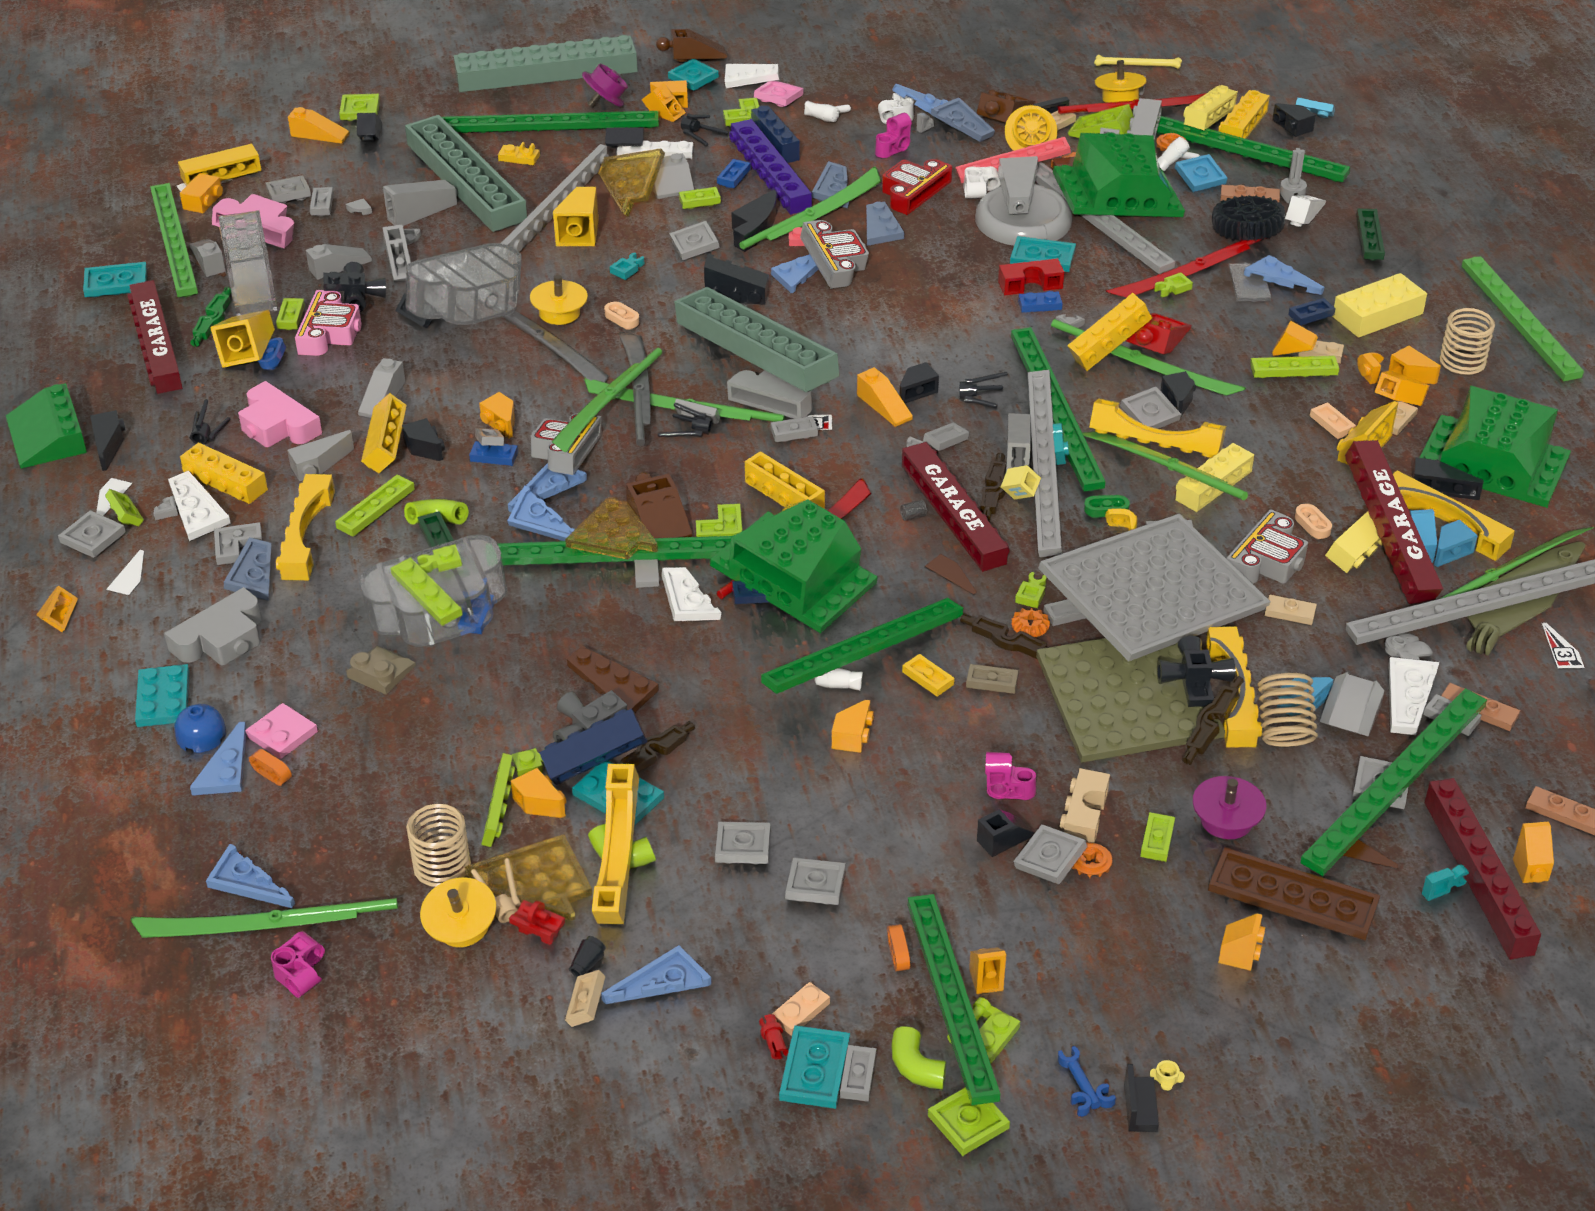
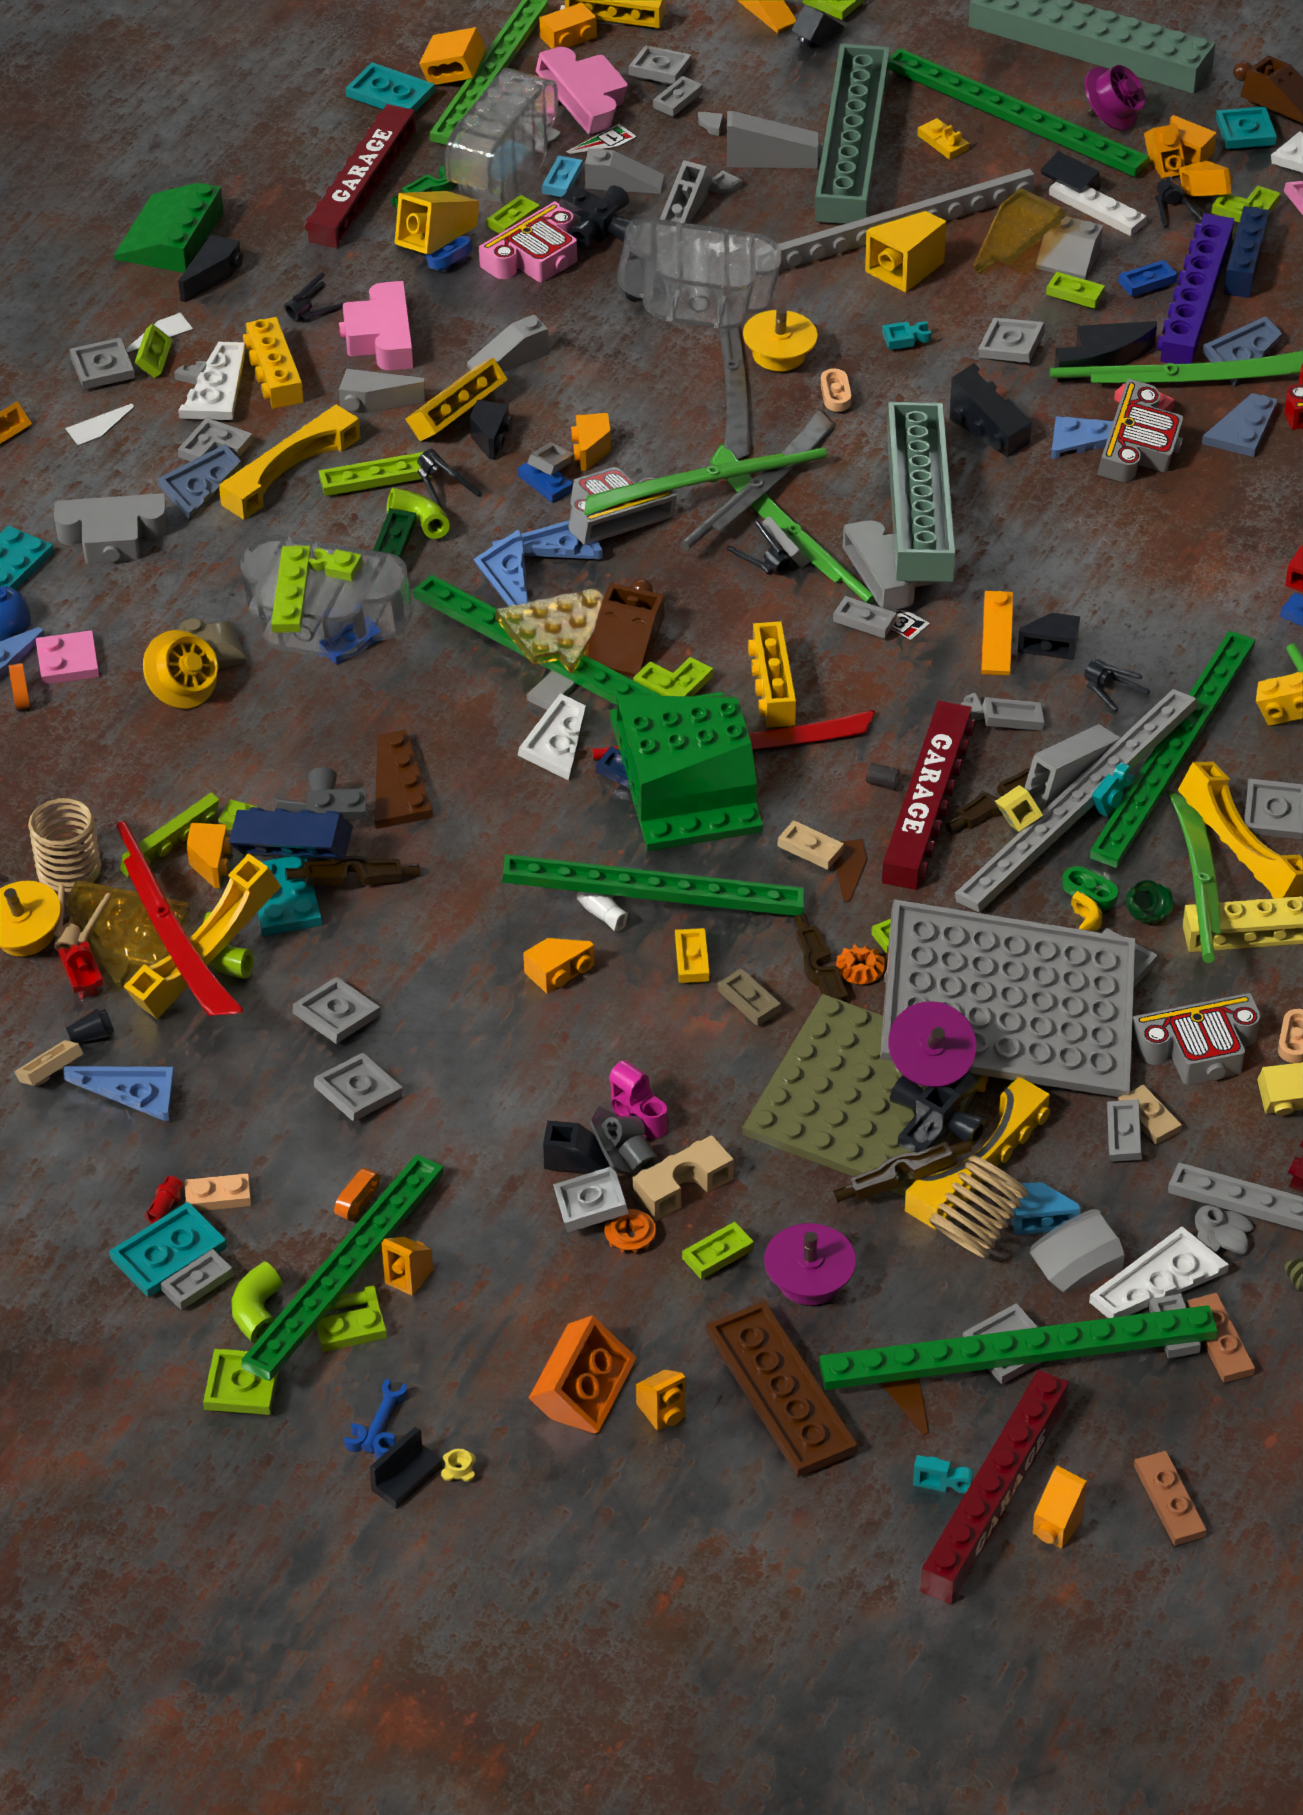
camera: 40 degrees right, 5 degrees up
(143, 239) = (453, 56): none -> light orange piece
(297, 277) = (562, 176): none -> medium azure plate
(298, 245) = (610, 138): none -> sticker
(389, 687) = (180, 669): none -> yellow piece
(416, 476) = (434, 465): none -> black plant
(647, 873) = (199, 978): none -> red piece
(710, 105) = (1205, 179): none -> light orange slope
(920, 571) = (810, 845): none -> tan plate
(1041, 811) = (623, 1142): none -> dark grey panel
(1151, 494) = (1149, 902): none -> dark green hair
(1165, 629) = (932, 1044): none -> magenta piece
(1173, 965) = (583, 1375): none -> orange slope
(1293, 624) = (1124, 1130): none -> light grey plate

